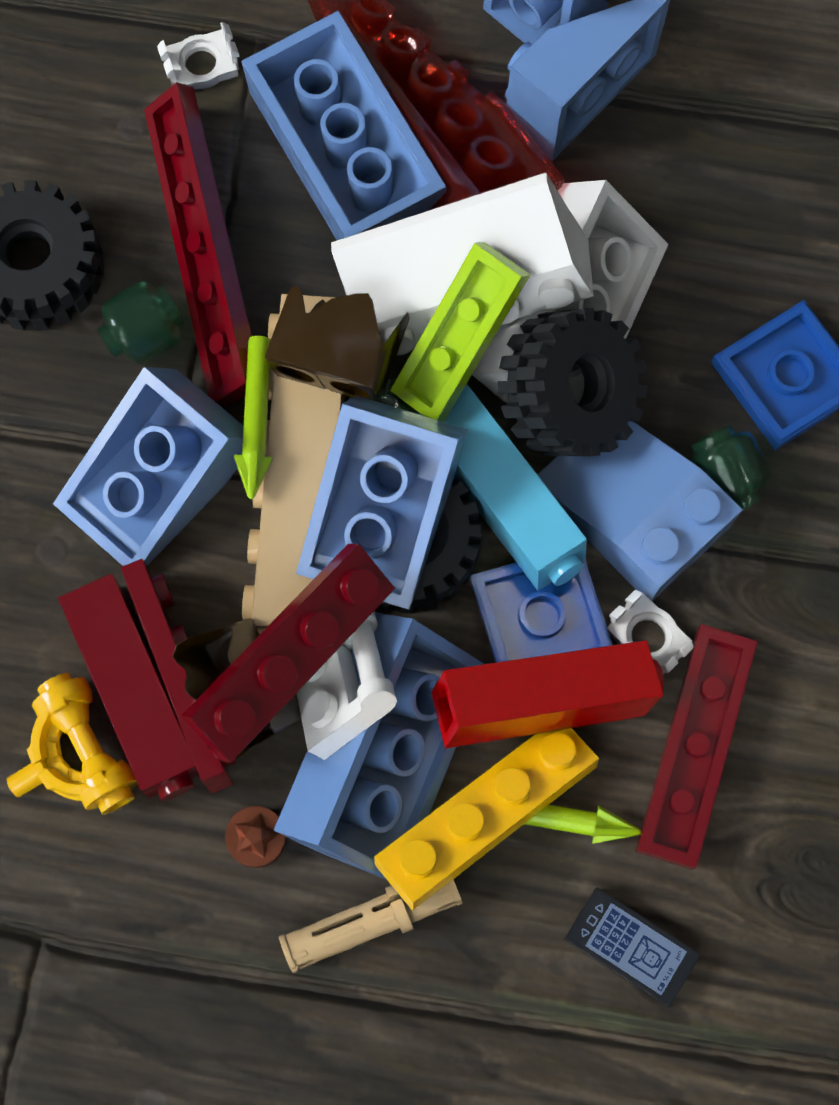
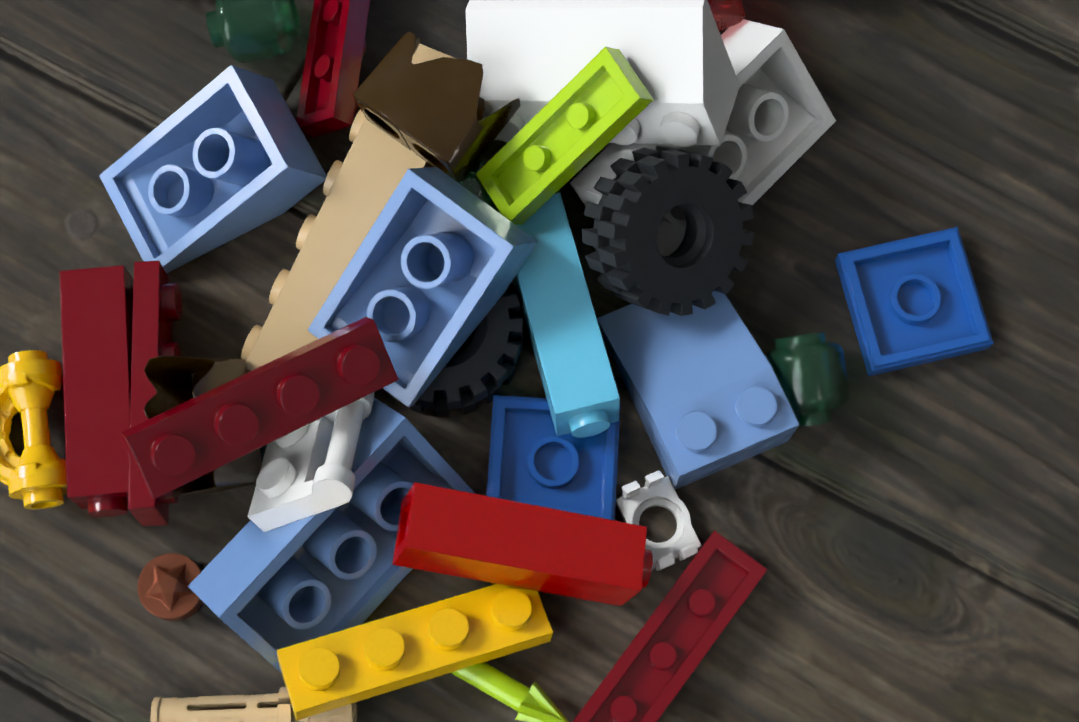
camera: 20 degrees right, 0 degrees up
(252, 462) = (307, 201): lime piece -> none

